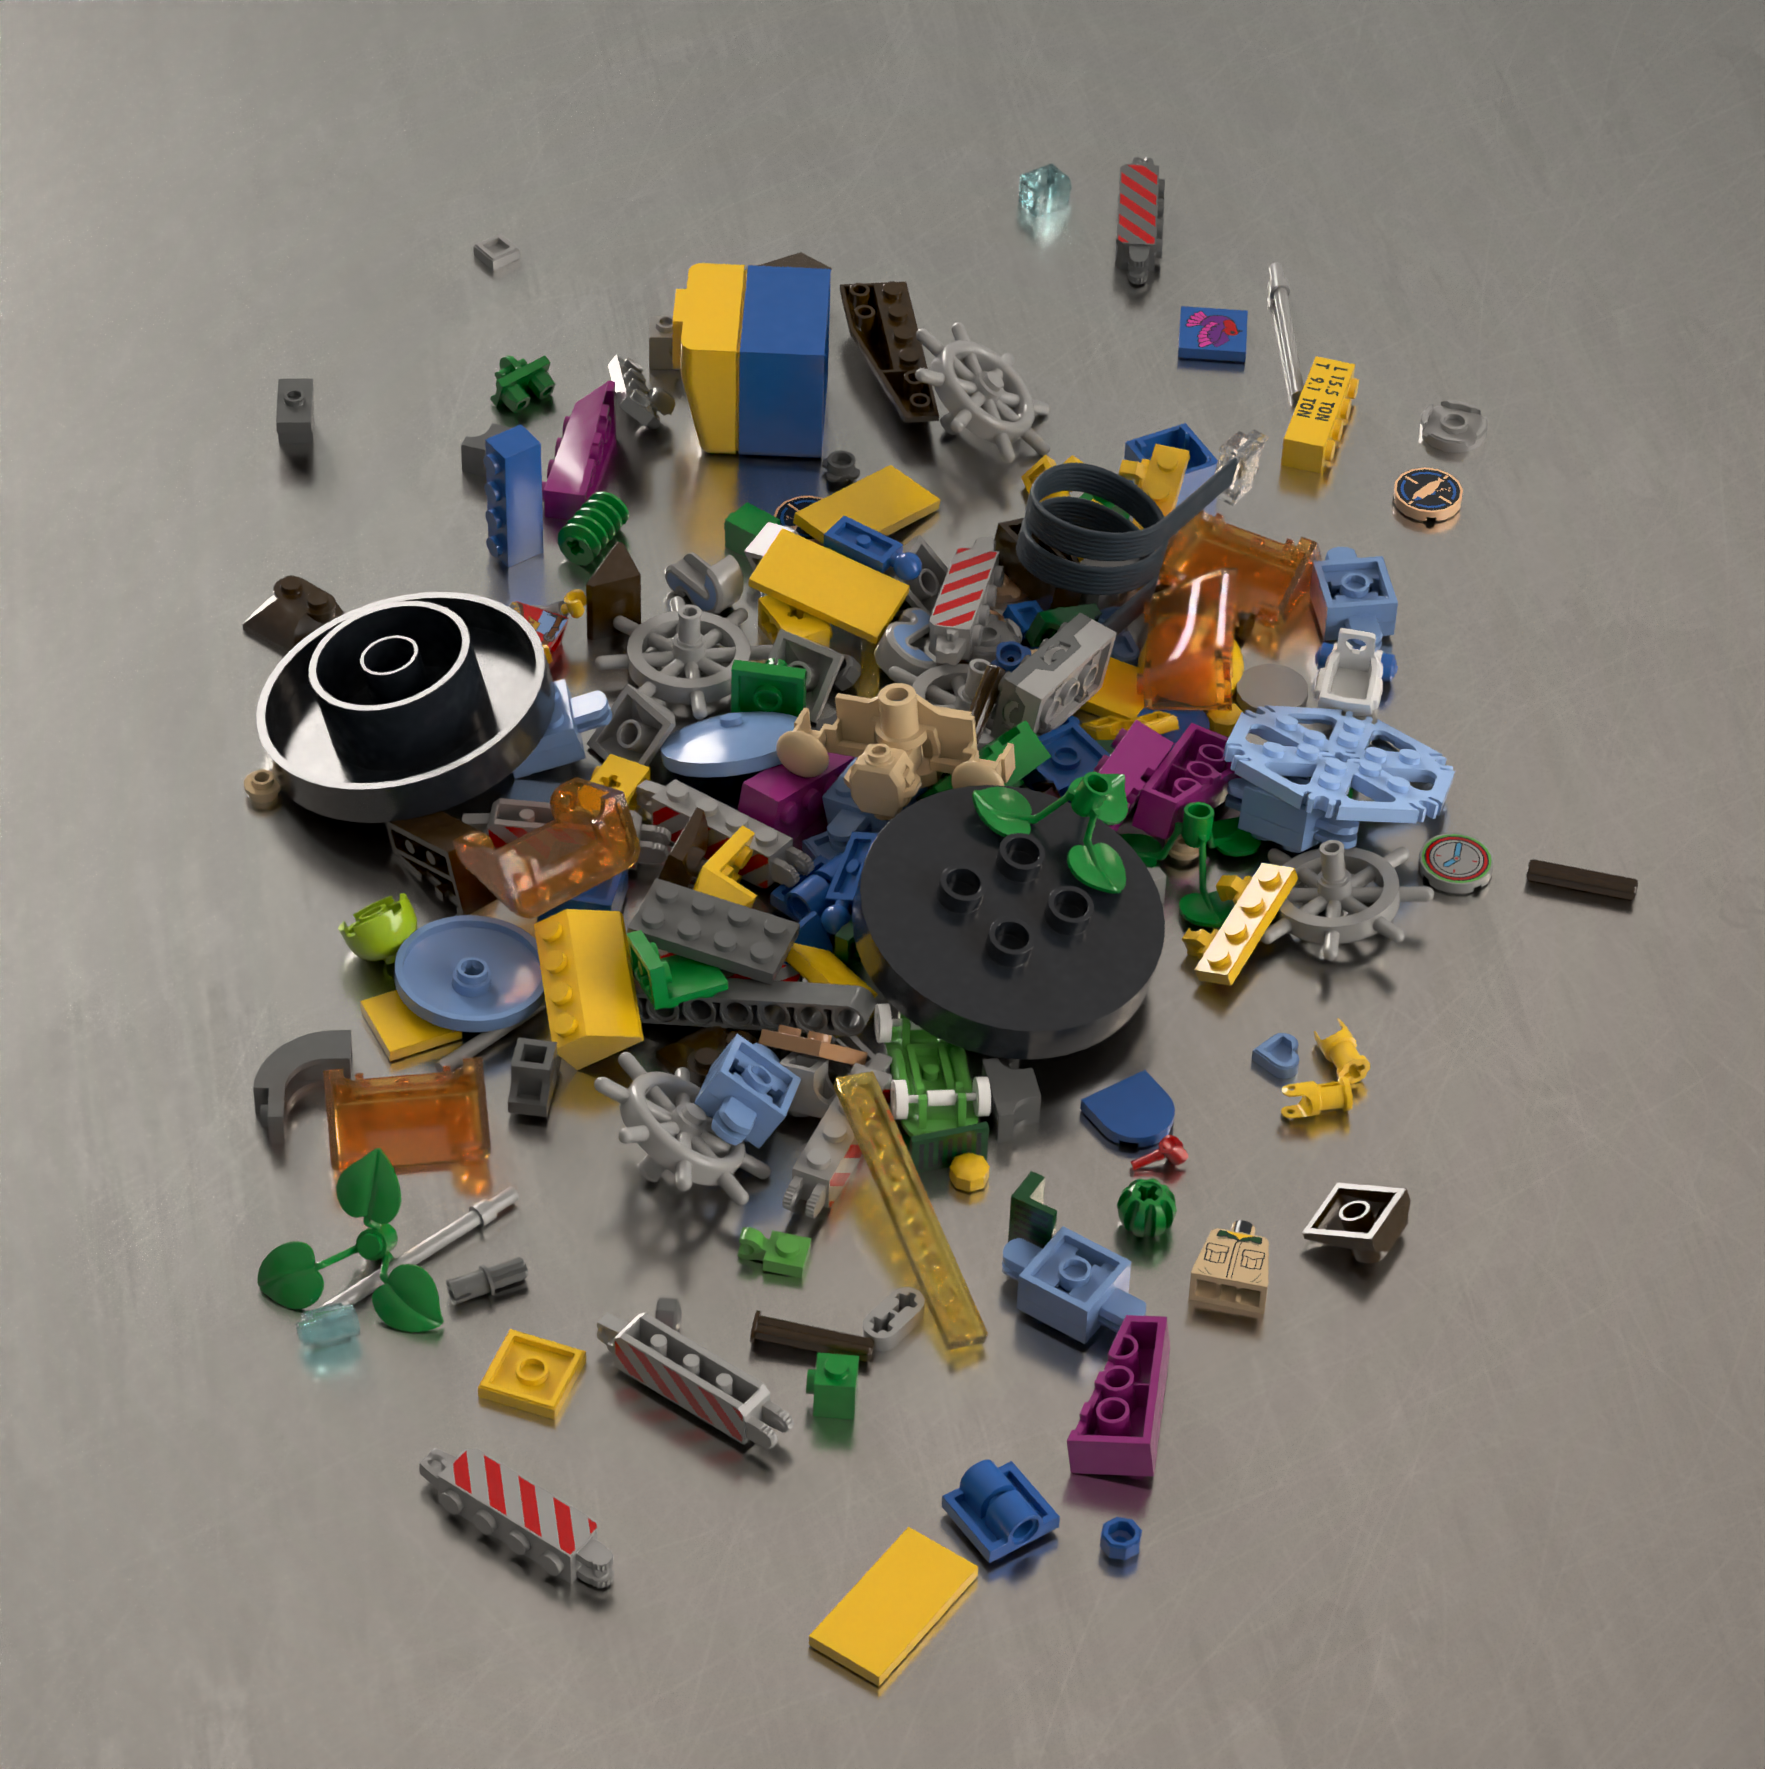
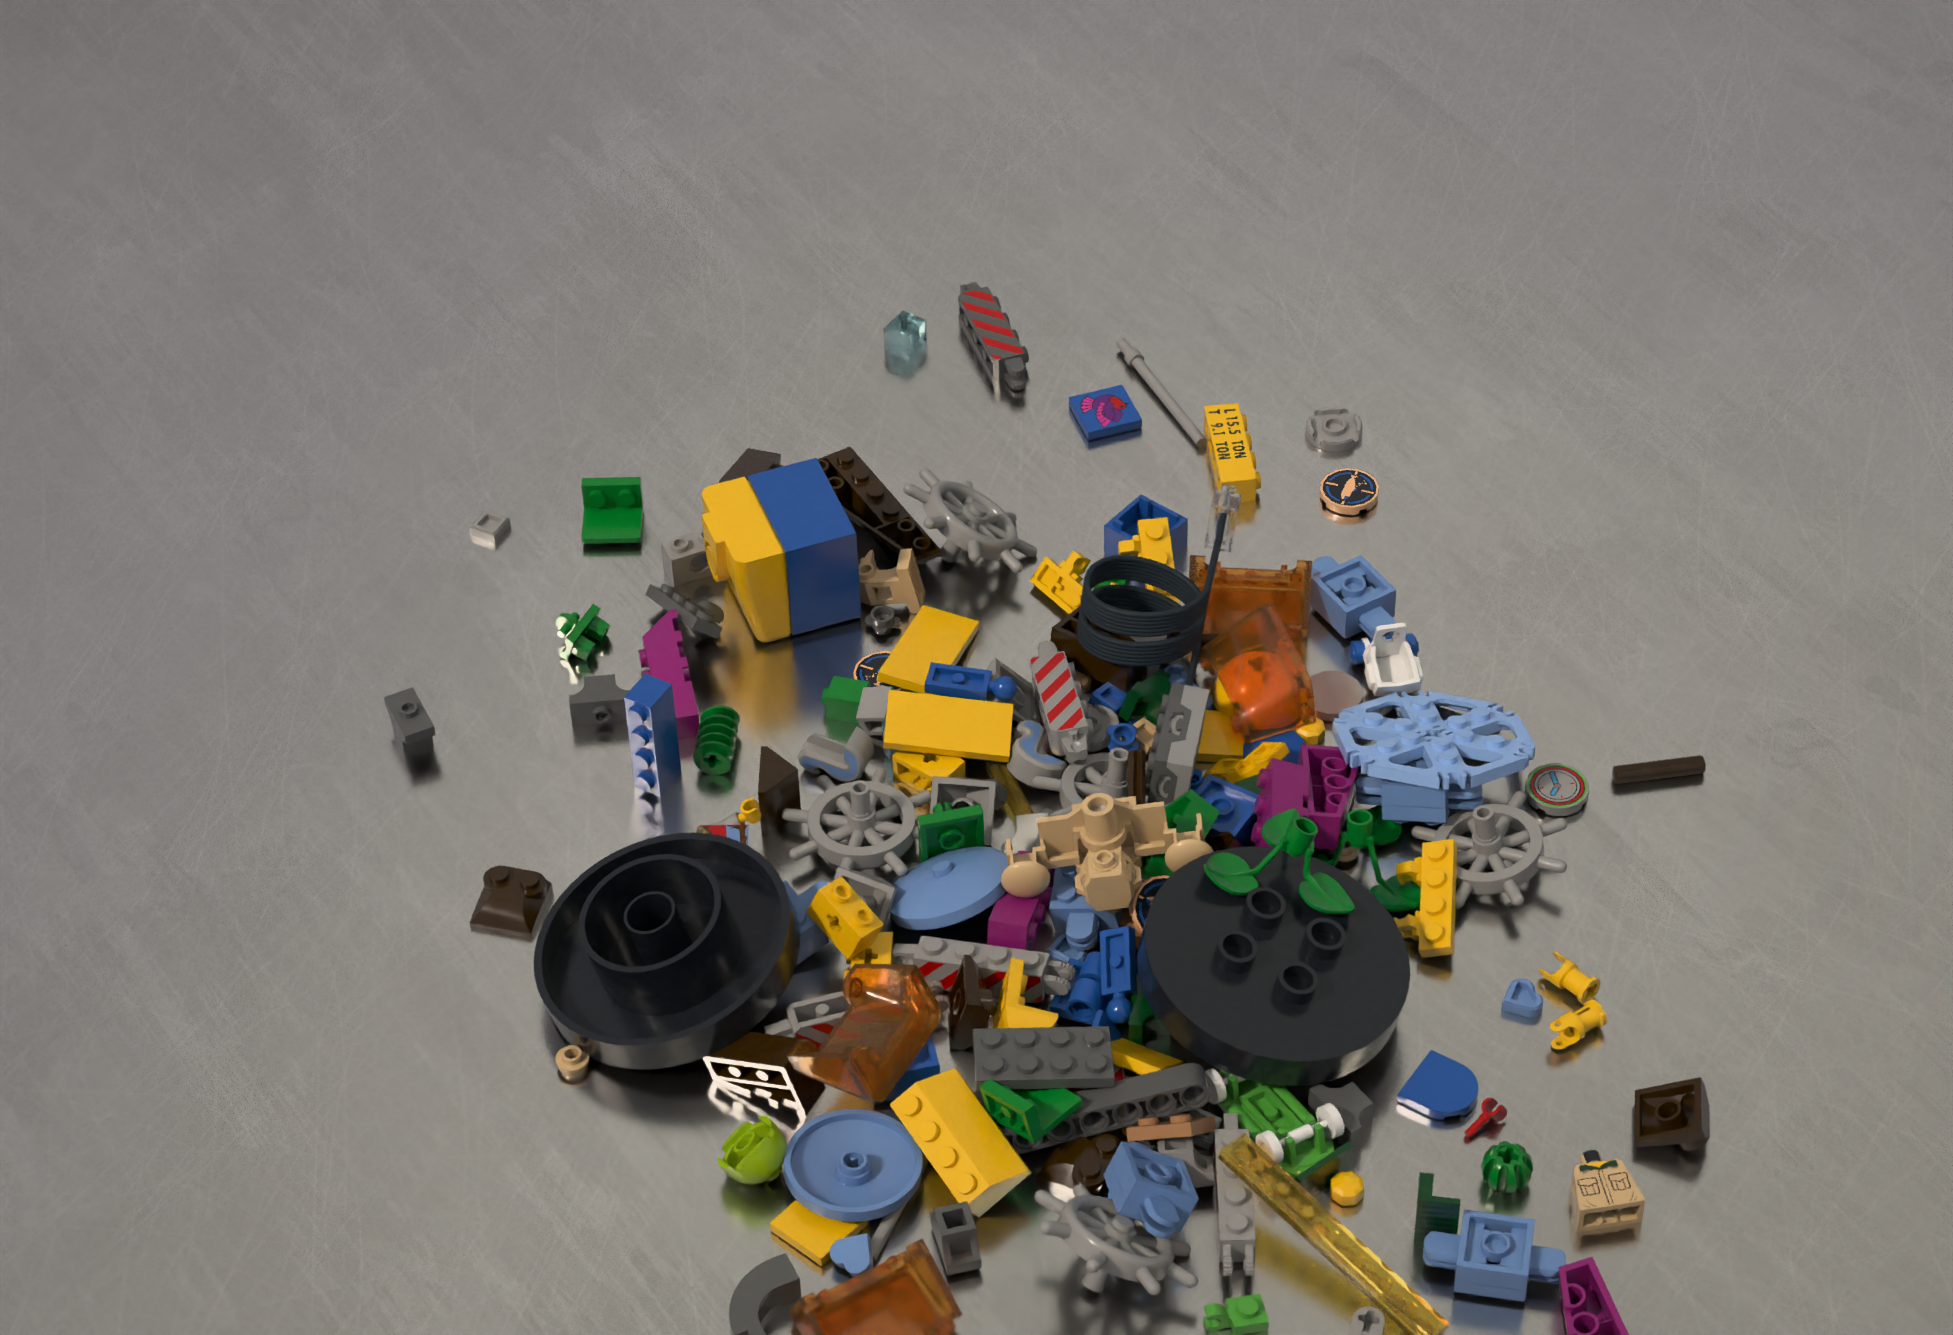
camera: 20 degrees left, 0 degrees up
(423, 1055) = (853, 1254): none -> medium blue tile
(597, 732) = (844, 917): none -> yellow brick
(628, 272) = (612, 510): none -> green bracket
(861, 433) = (903, 582): none -> tan tile

